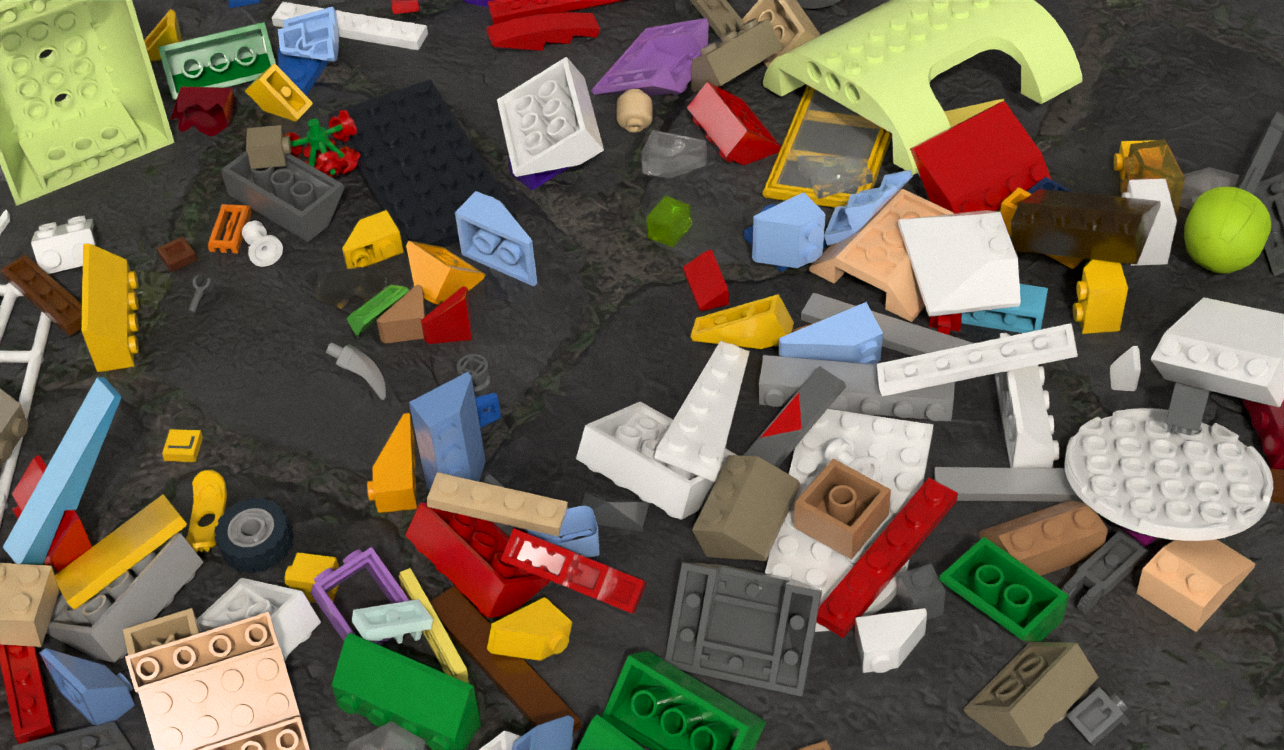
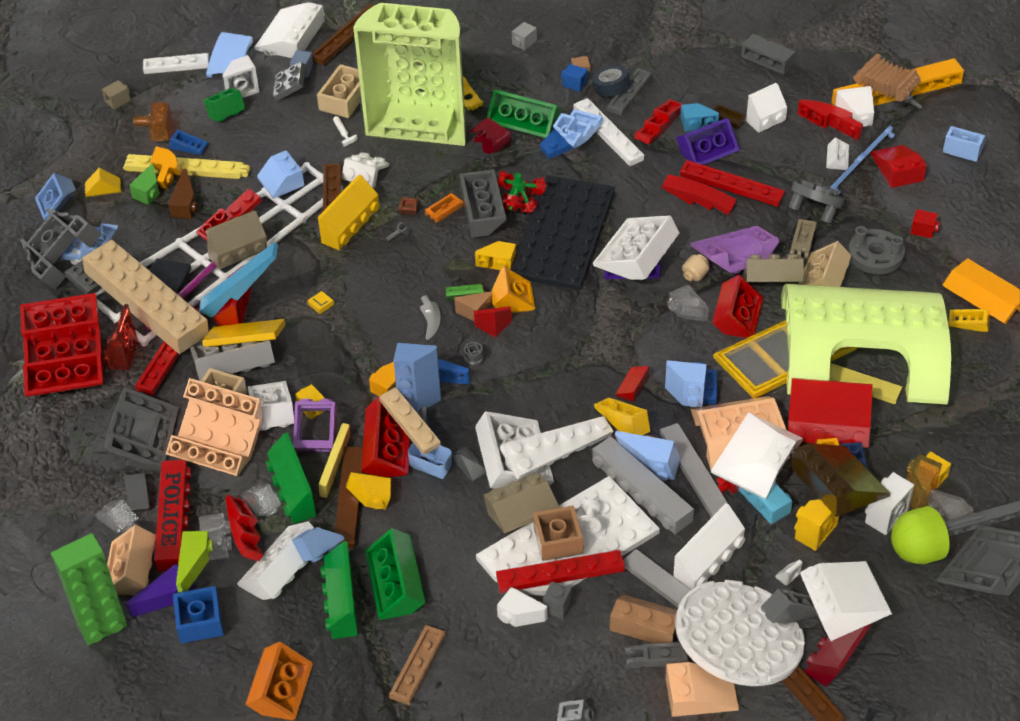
camera: 40 degrees right, 0 degrees up
(89, 687) = (175, 382): medium blue slope -> none
(164, 33) = (511, 84): yellow slope -> none
(209, 498) = (306, 336): yellow piece -> none
(254, 535) = (306, 364): black wheel -> none
(263, 248) = (445, 228): white piece -> none
(267, 146) = (486, 175): dark tan brick -> none
(278, 94) = (533, 150): yellow slope -> none
(392, 621) = (313, 440): light aqua plate -> none
(495, 238) = (550, 289): light blue slope -> none
(573, 571) = (415, 475): red slope -> none
(669, 221) = (648, 338): clear neon green brick -> none
(743, 626) = (458, 552): dark grey slope -> none
(797, 417) = (588, 478): dark grey tile -> none
(834, 173) = (756, 368): clear wing -> none
(862, 207) = (740, 393): light blue slope -> none
(977, 360) = (696, 507): white plate -> none
(1007, 591) = (590, 627): green slope -> none
(1033, 692) = (556, 682): dark tan slope -> none

